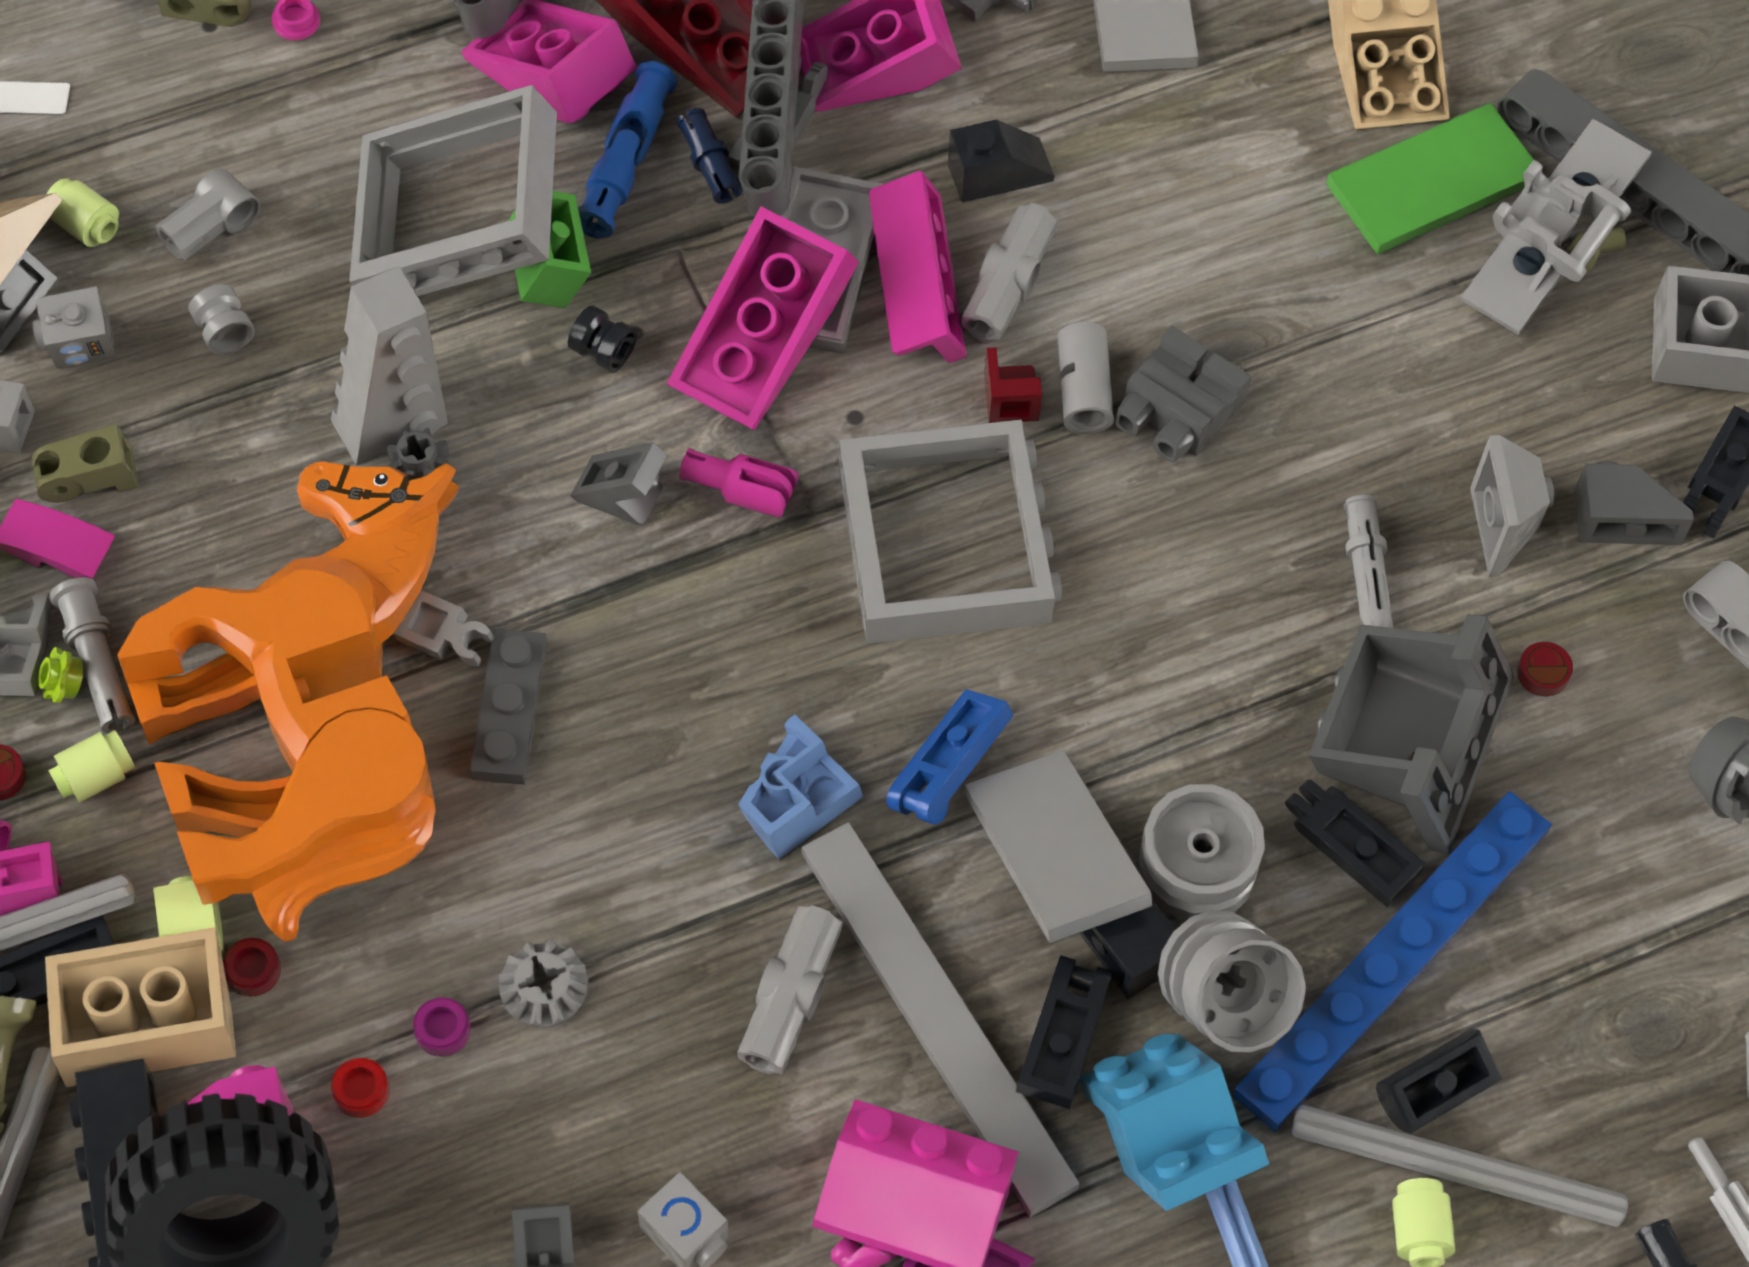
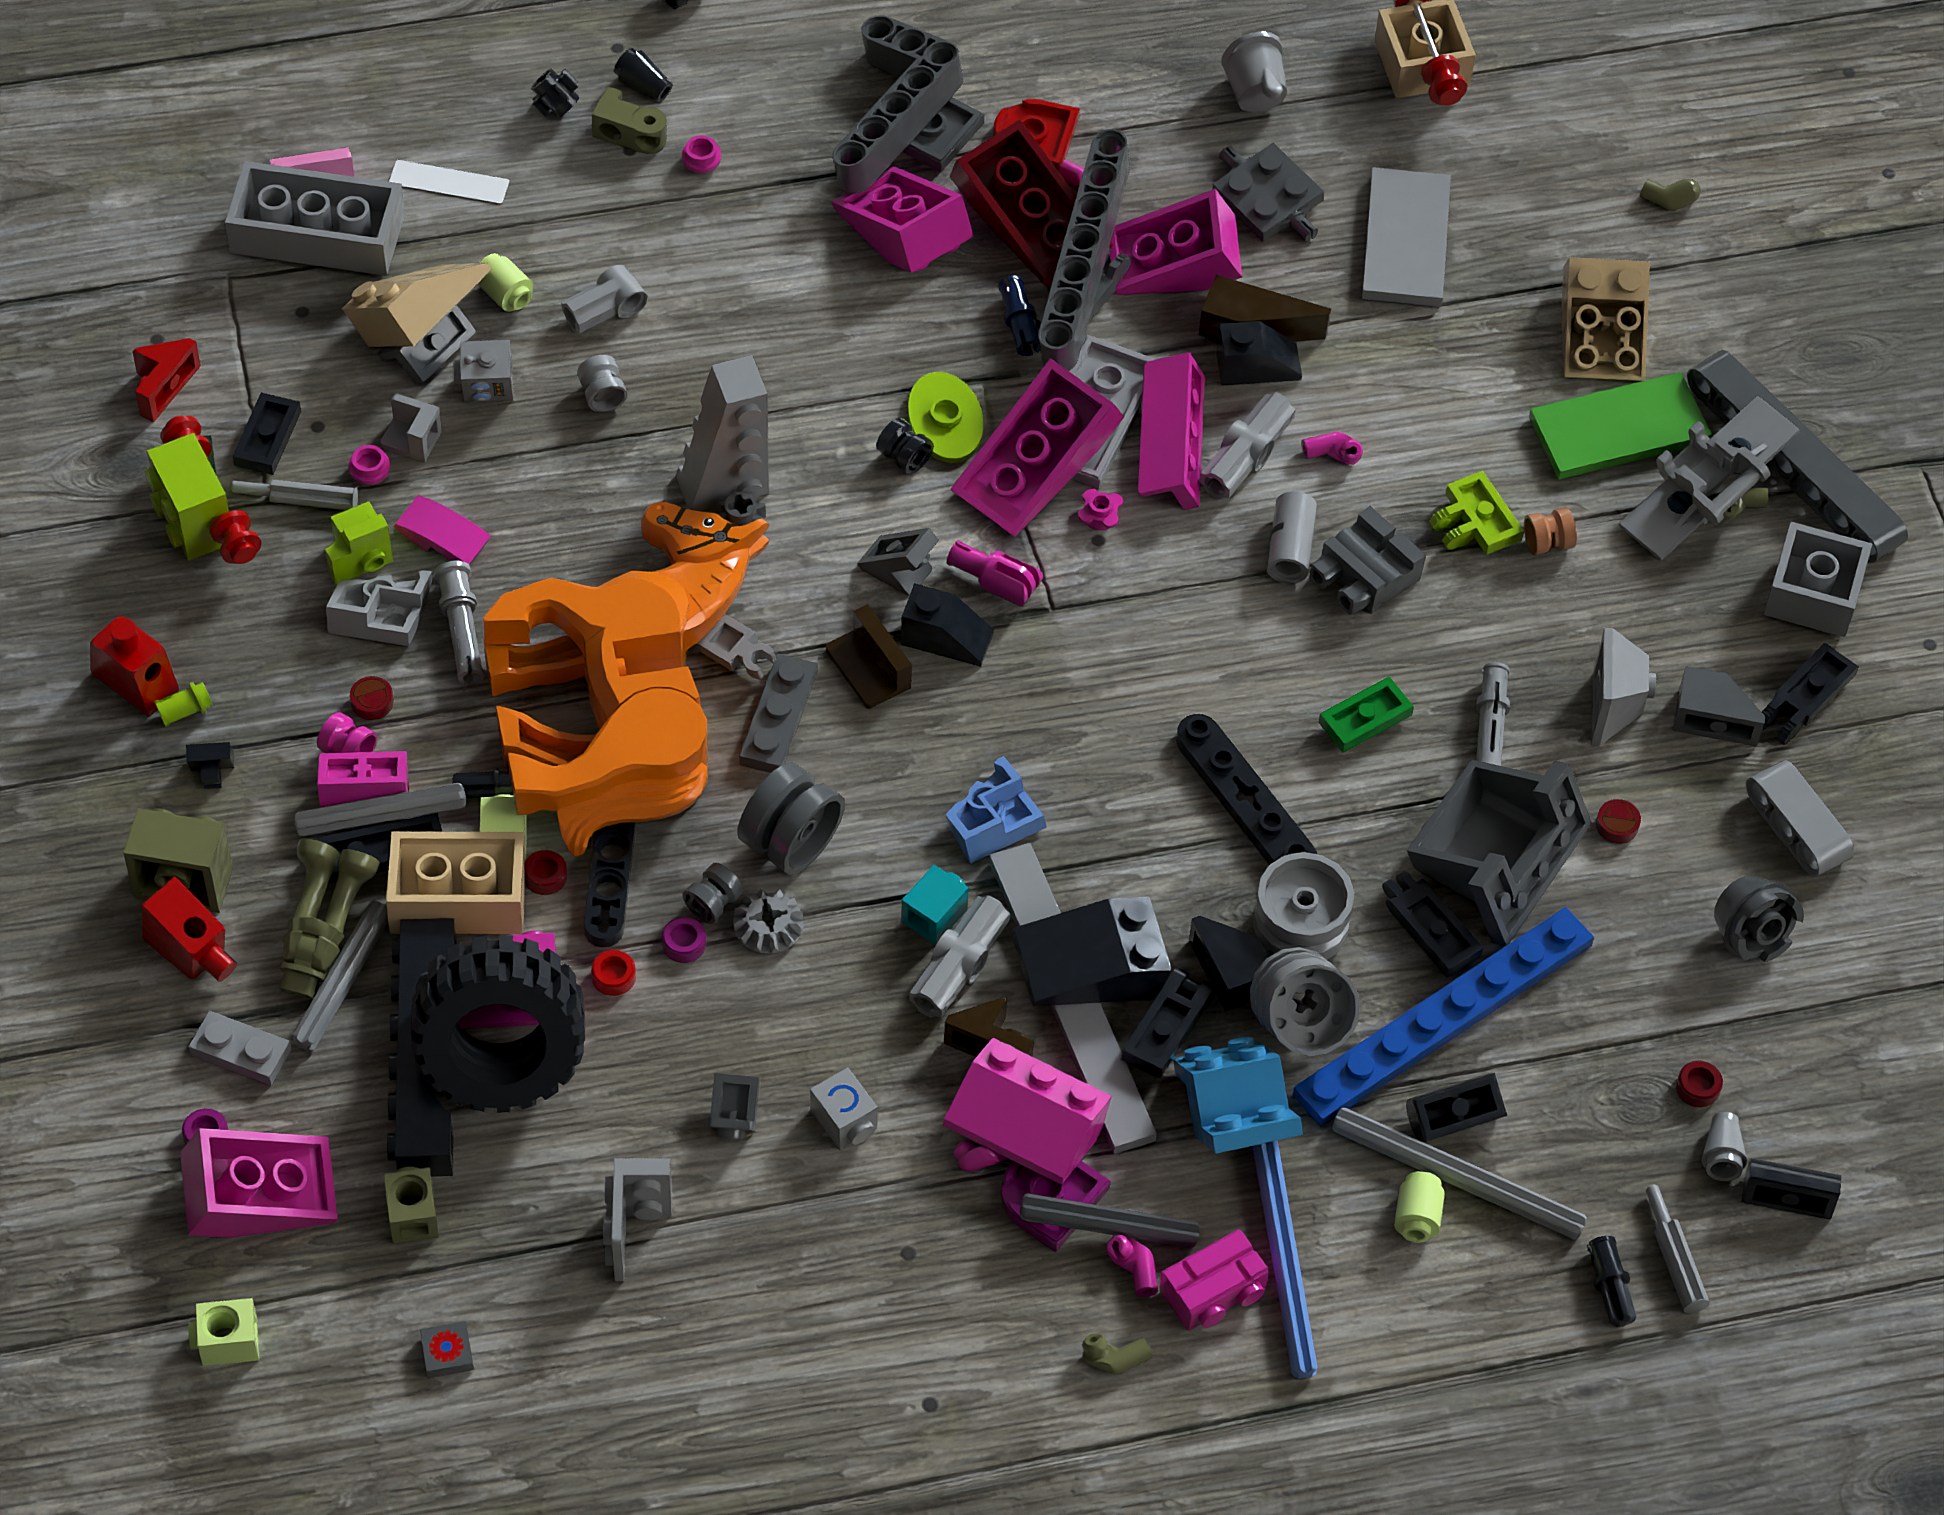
camera: 10 degrees right, 5 degrees down
(60, 675) = (432, 633): lime plate -> none
(84, 465) = (475, 478): olive leg -> none
(91, 766) = (446, 703): yellowish green brick -> none
(154, 863) = (484, 783): none -> black axle
(329, 950) = (608, 870): none -> black beam
(441, 135) = (807, 264): light grey window -> none
(467, 960) = (713, 893): none -> dark grey wheel
(548, 848) = (791, 818): none -> dark grey wheel
(568, 265) = (874, 367): bright green brick -> none
(609, 617) = (871, 660): none -> dark brown panel
(614, 172) = (939, 316): blue piece -> none
(645, 291) = (946, 414): none -> lime piece
(692, 560) = (944, 626): none -> black slope
(747, 925) = (935, 904): none -> teal brick
(831, 1086) = (976, 1026): none -> dark brown slope
(850, 391) = (1100, 518): none -> dark pink plate
(948, 756) = (1119, 806): blue plate -> none
(953, 613) = (1154, 700): light grey window -> none
(956, 960) = (1094, 954): none -> black slope
(970, 100) = (1241, 302): none -> dark brown slope
(1011, 391) = (1229, 539): dark red panel -> none
(1058, 846) = (1190, 883): light grey tile -> none
(1061, 680) = (1223, 766): none -> black piece
(1110, 255) = (1335, 445): none -> dark pink arm
(1219, 585) = (1366, 714): none -> green plate
(1301, 310) = (1483, 513): none -> lime hinge
(1383, 321) = (1550, 531): none -> nougat wheel
(1718, 991) = (1699, 1083): none -> dark red tile

